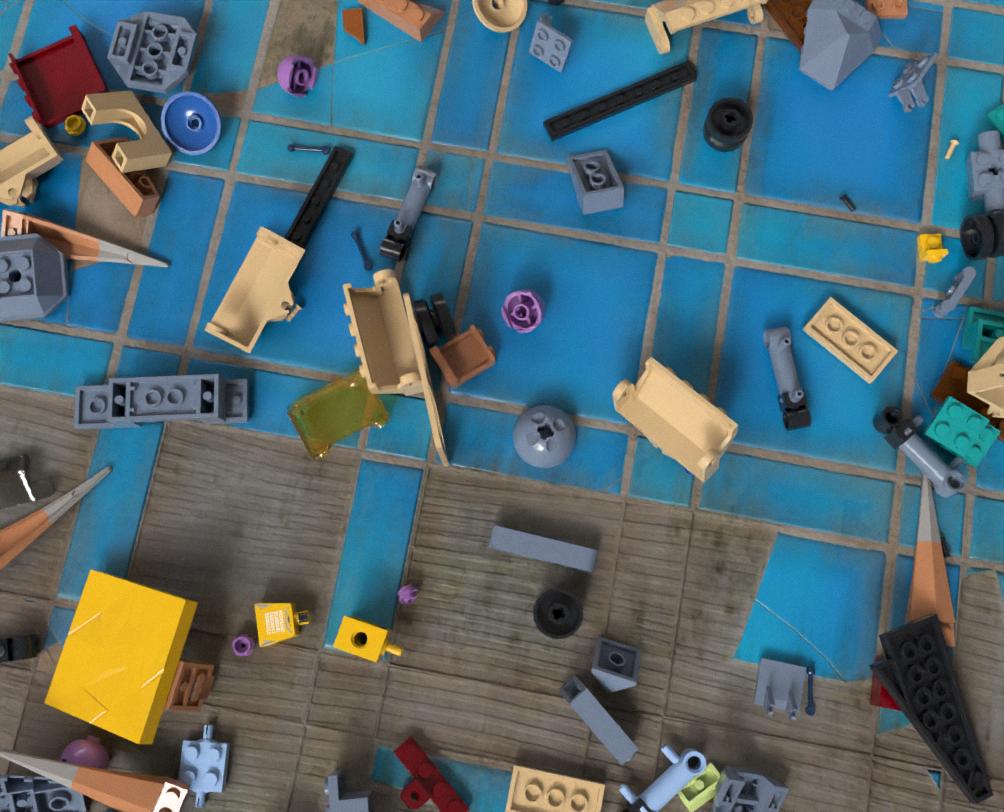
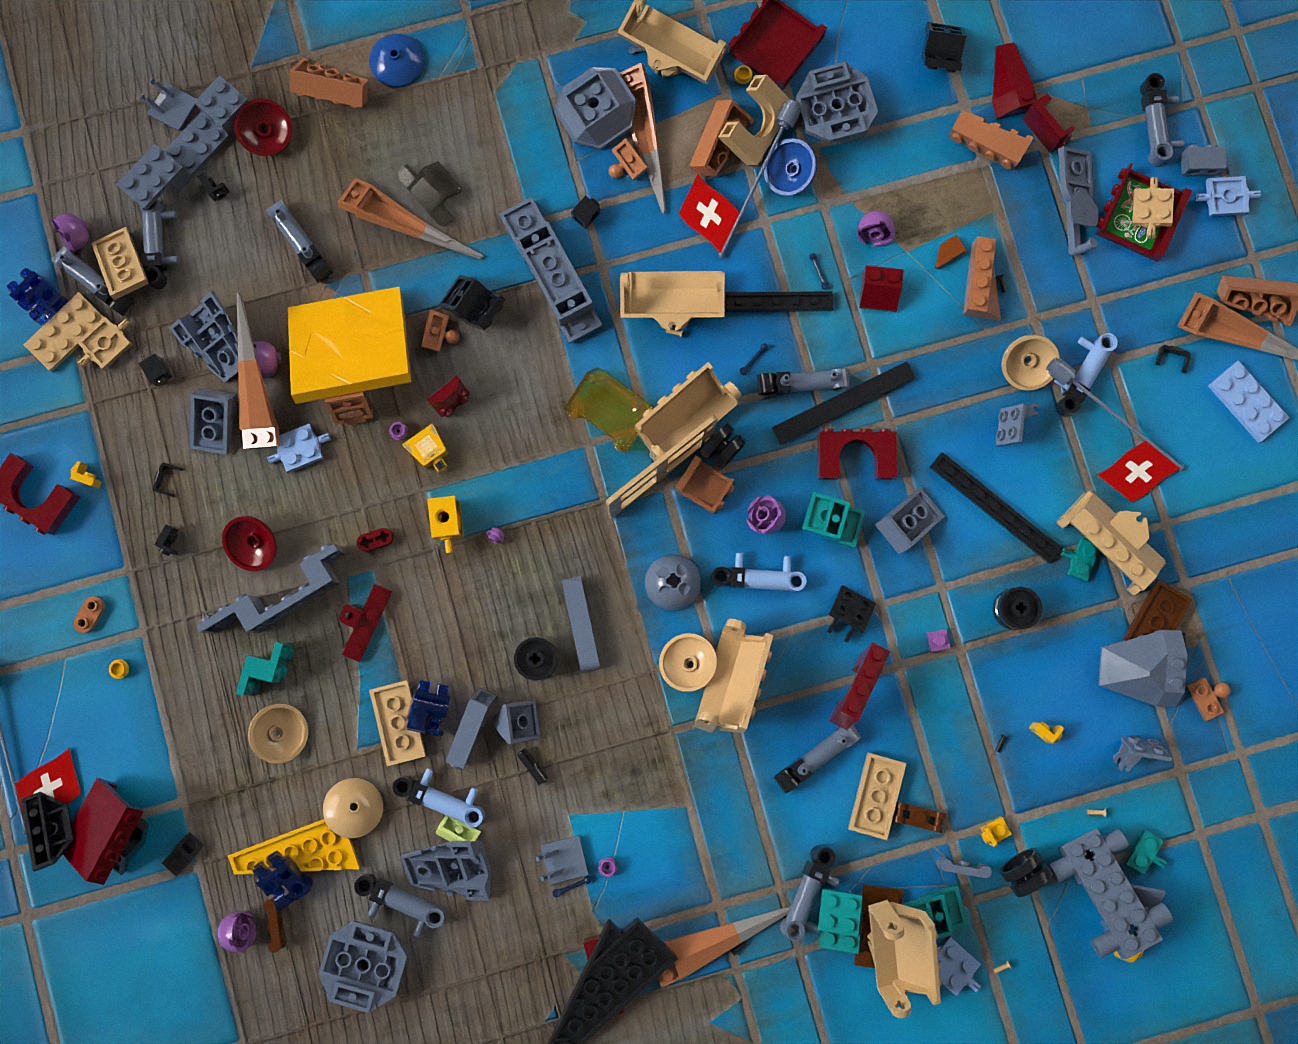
camera: 60 degrees right, 5 degrees up
(95, 272) = (629, 160): none -> nougat plate
(123, 340) = (586, 212): none -> black brick
(150, 499) = (472, 302): none -> black bracket
(161, 554) = (435, 332): none -> nougat plate
(193, 219) = (711, 212): none -> red flag
(237, 572) = (449, 397): none -> dark red slope
(340, 728) = (373, 535): none -> dark red beam
(356, 99) = (881, 288): none -> dark red slope
(449, 189) = (843, 403): none -> black tile
(507, 171) = (881, 444): none -> dark red arch
(549, 756) = (426, 703): none -> clear blue hips
(560, 249) = (833, 520): none -> teal bracket
(583, 349) = (759, 579): none -> light blue piece
(619, 455) = (675, 660): none -> tan dish
(656, 275) = (851, 609): none -> black plate
(667, 672) = (532, 766): none -> black axle
(706, 49) = (1081, 559): none -> teal plate
(723, 212) = (938, 640): none -> medium lavender plate
(724, 280) = (868, 669): none -> dark red arch
(812, 643) = (607, 872): none -> medium lavender plate
(858, 156) = (1043, 731): none -> yellow bracket
(887, 310) = (919, 817): none -> reddish brown plate

